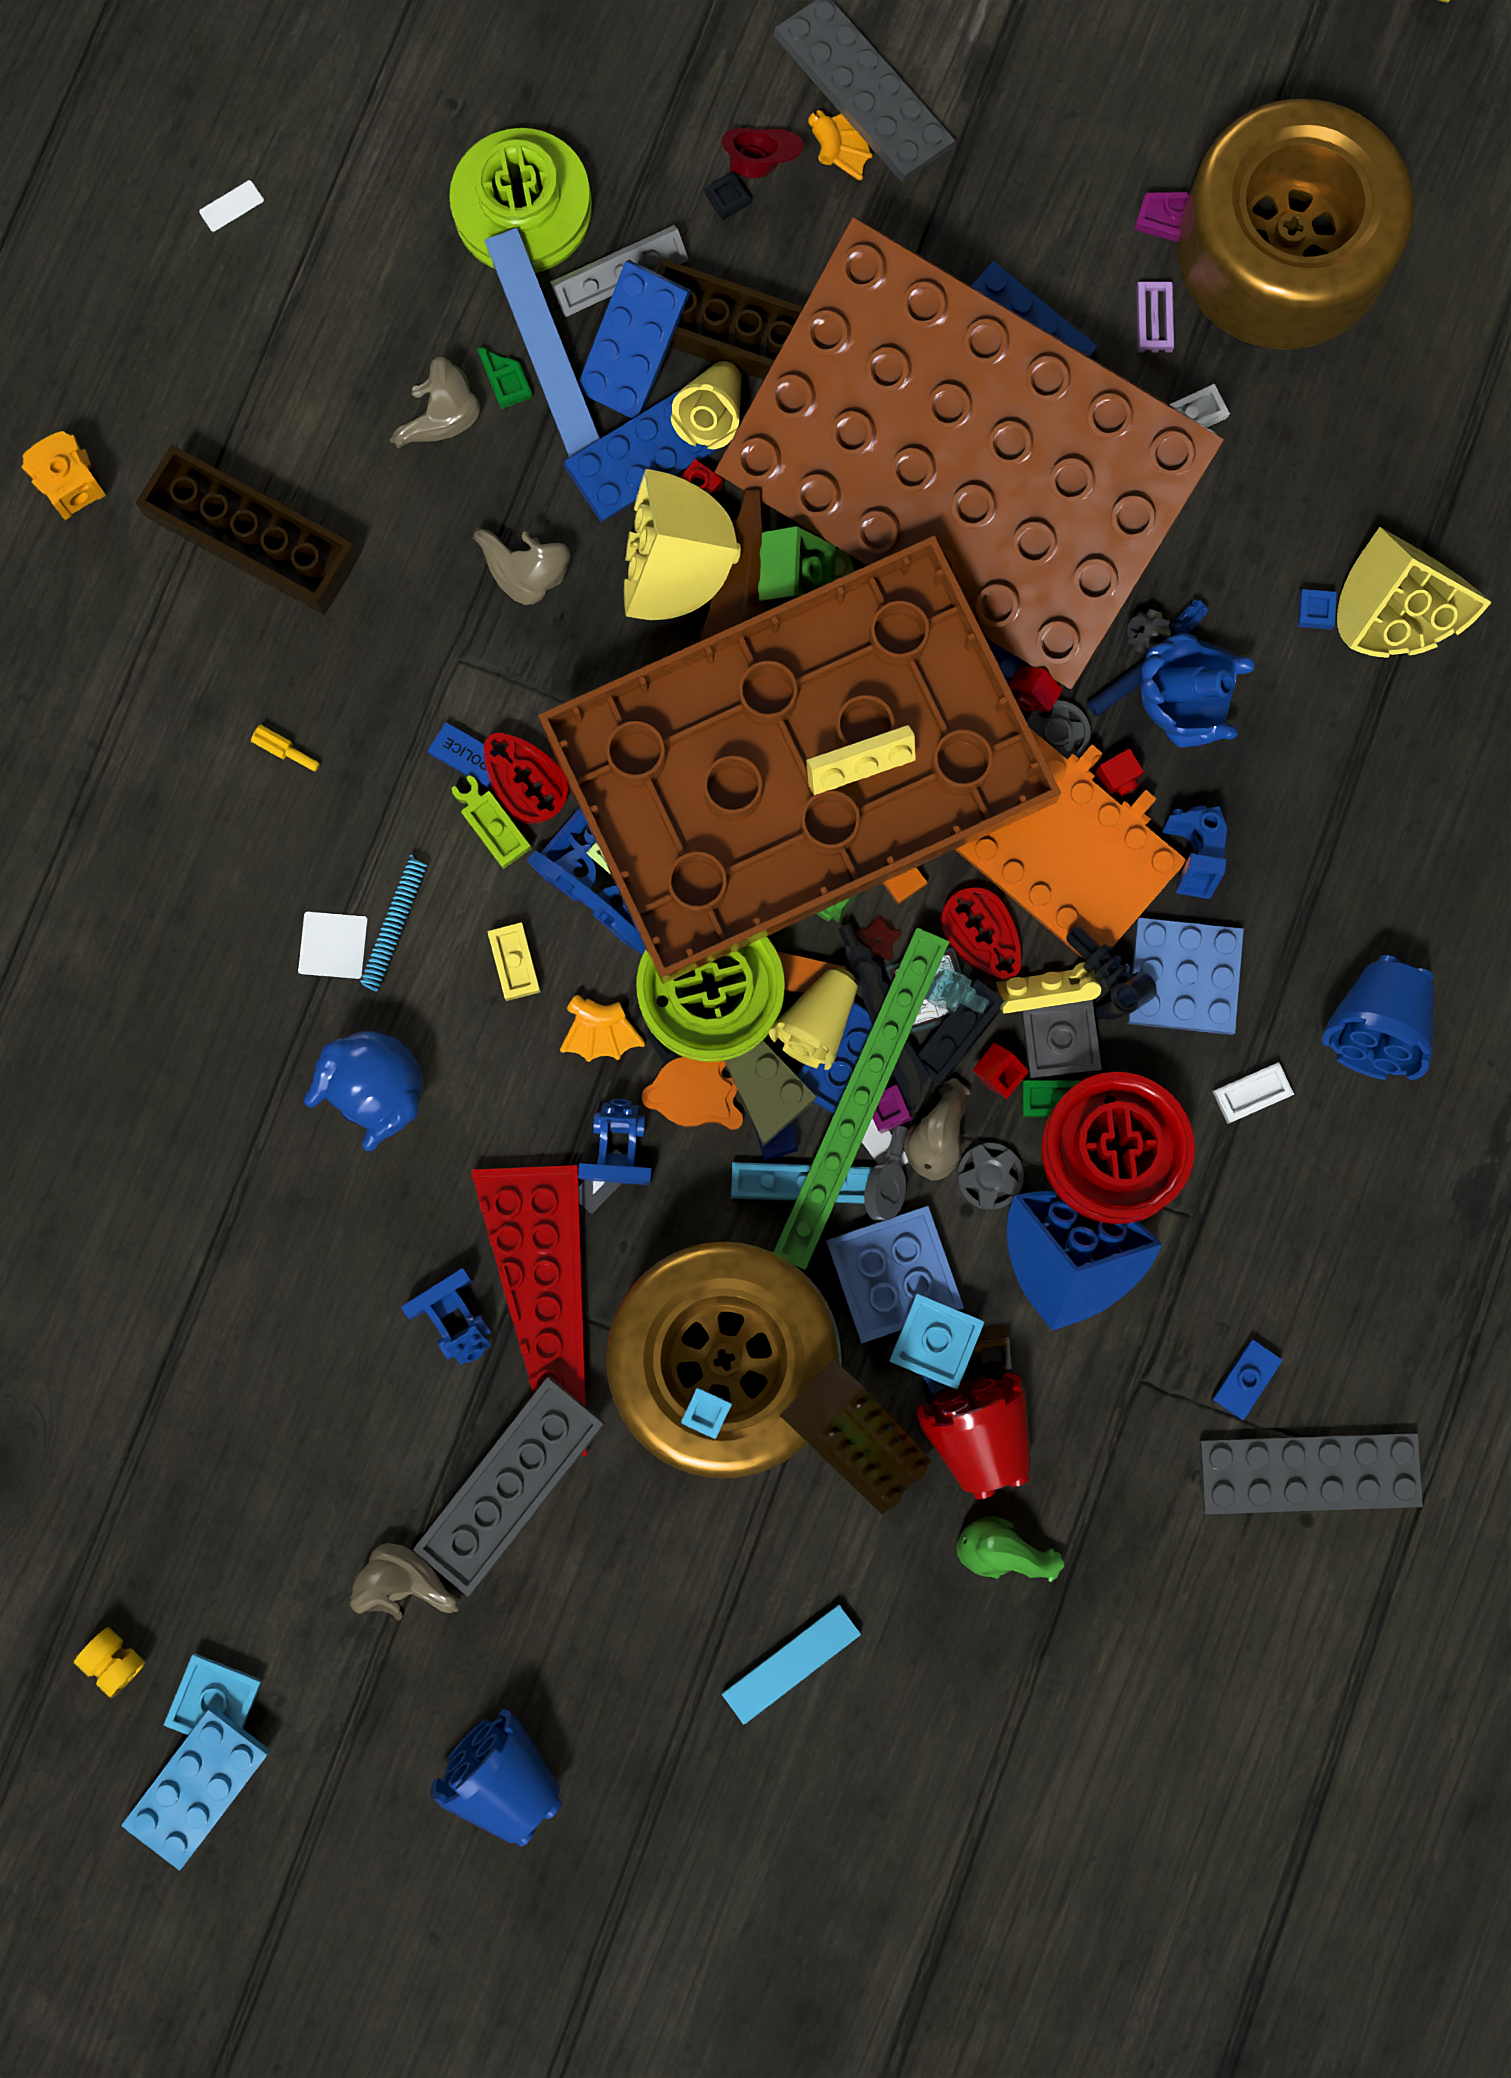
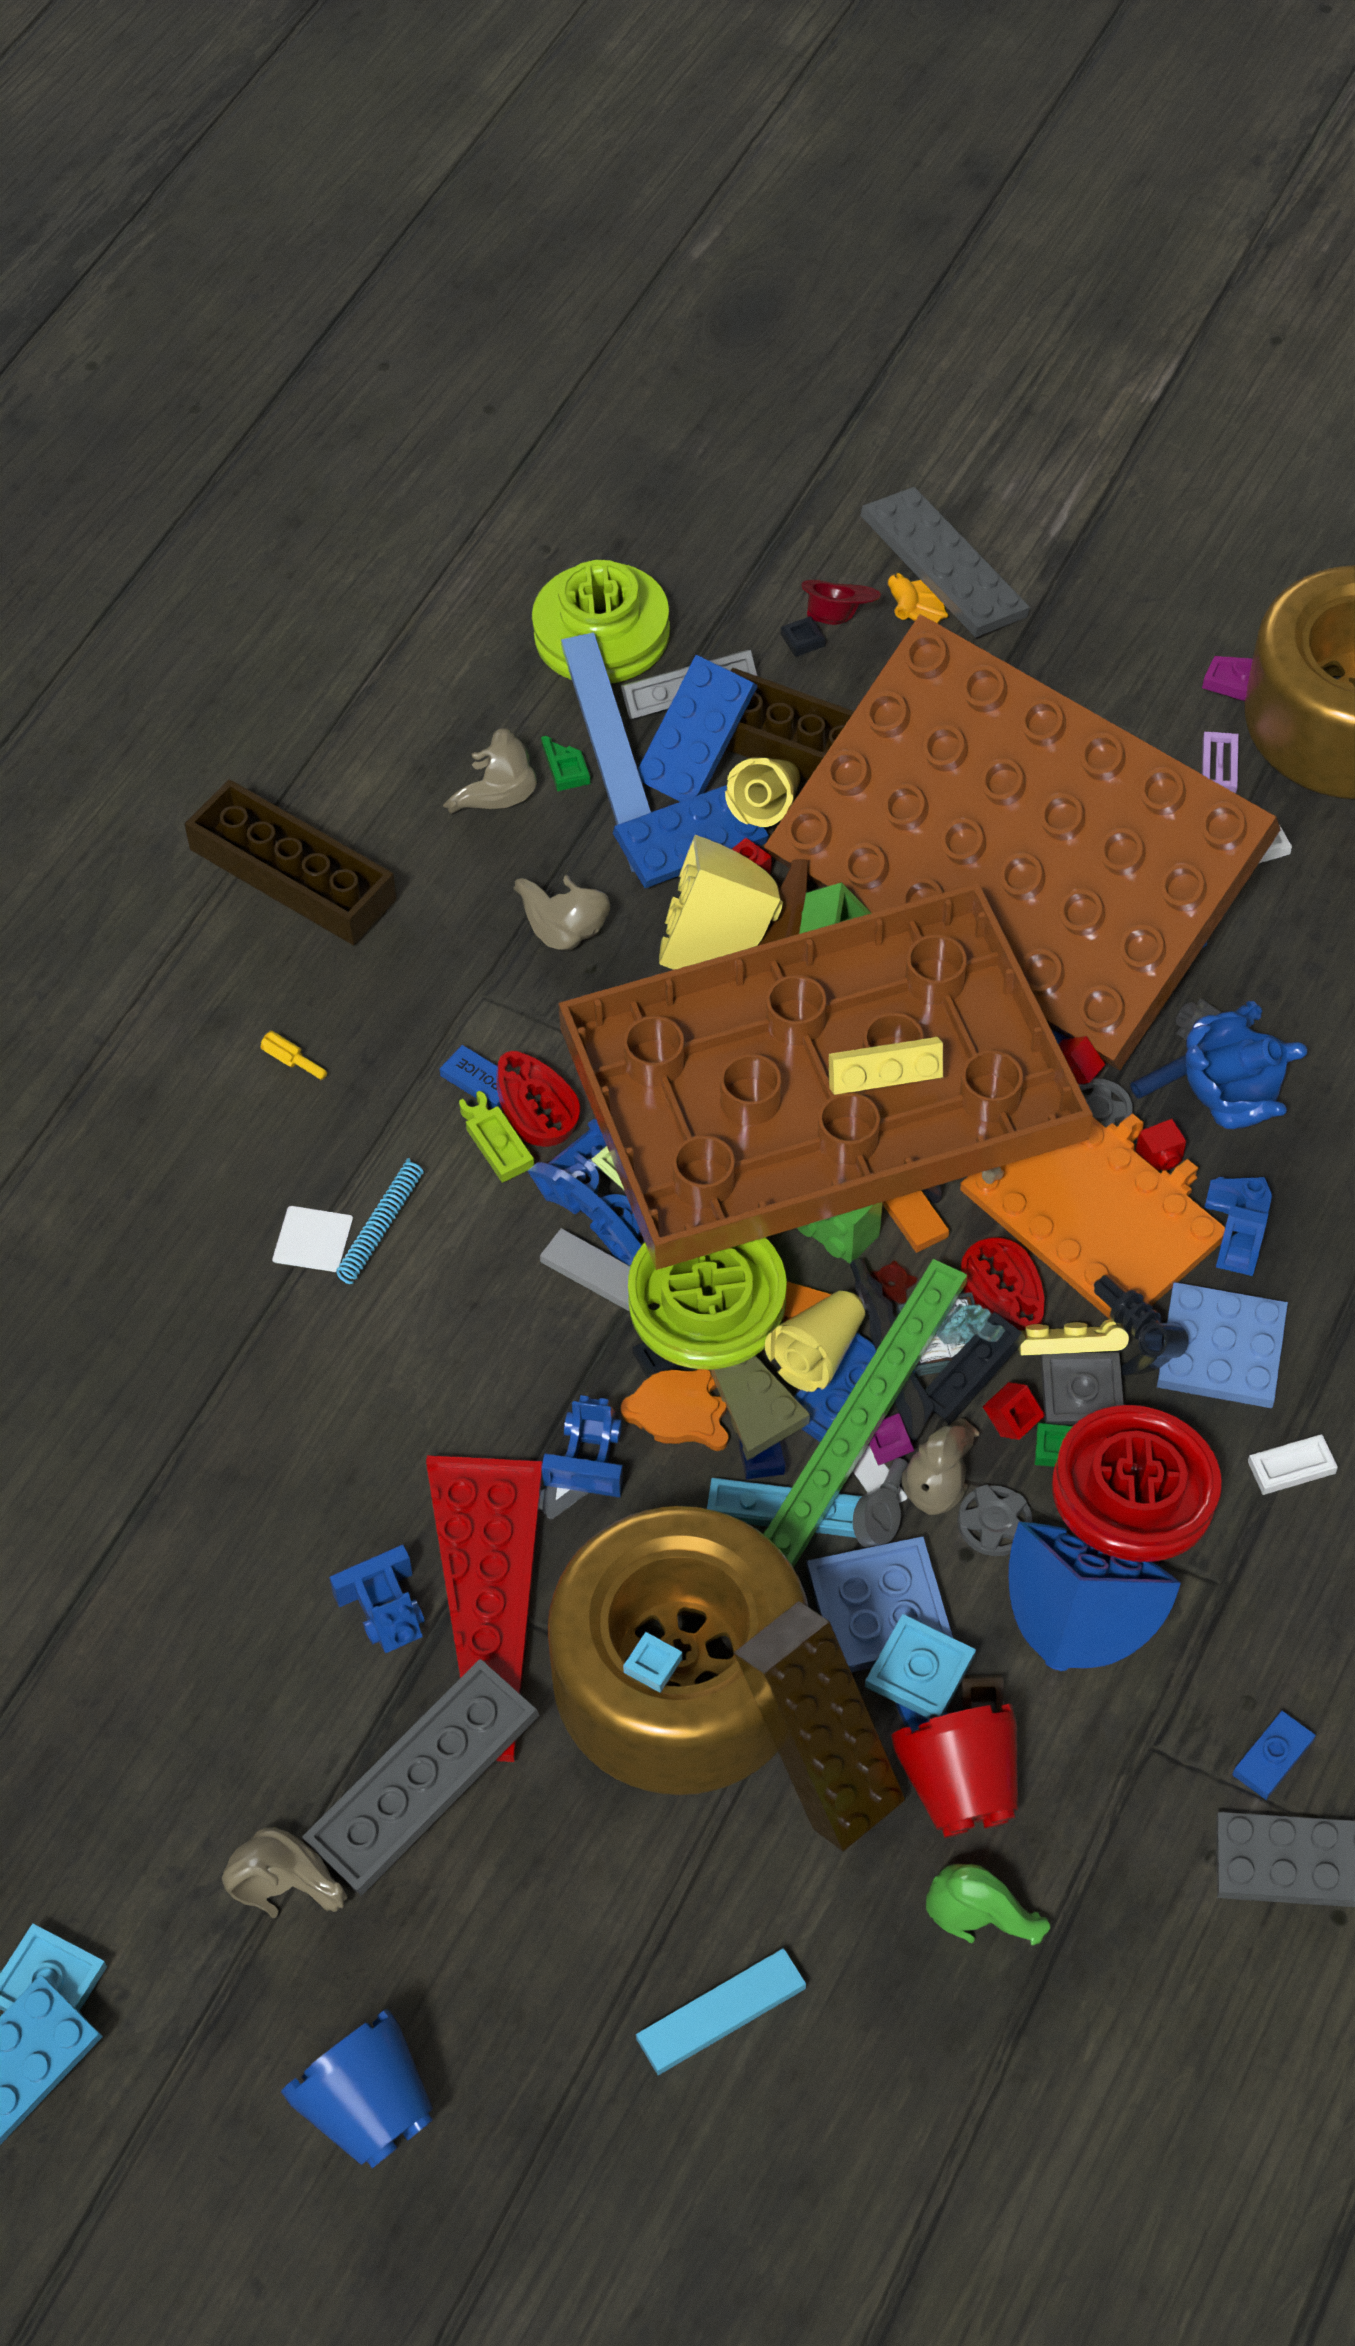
camera: 10 degrees right, 25 degrees down
(62, 473) = (117, 801): light orange piece -> none
(231, 205) = (320, 610): white sticker -> none
(370, 1082) = (332, 1346): blue piece -> none
(513, 961) = (501, 1265): light yellow plate -> none
(597, 953) = (588, 1267): none -> light grey tile
(599, 1030) = (583, 1339): light orange arm -> none

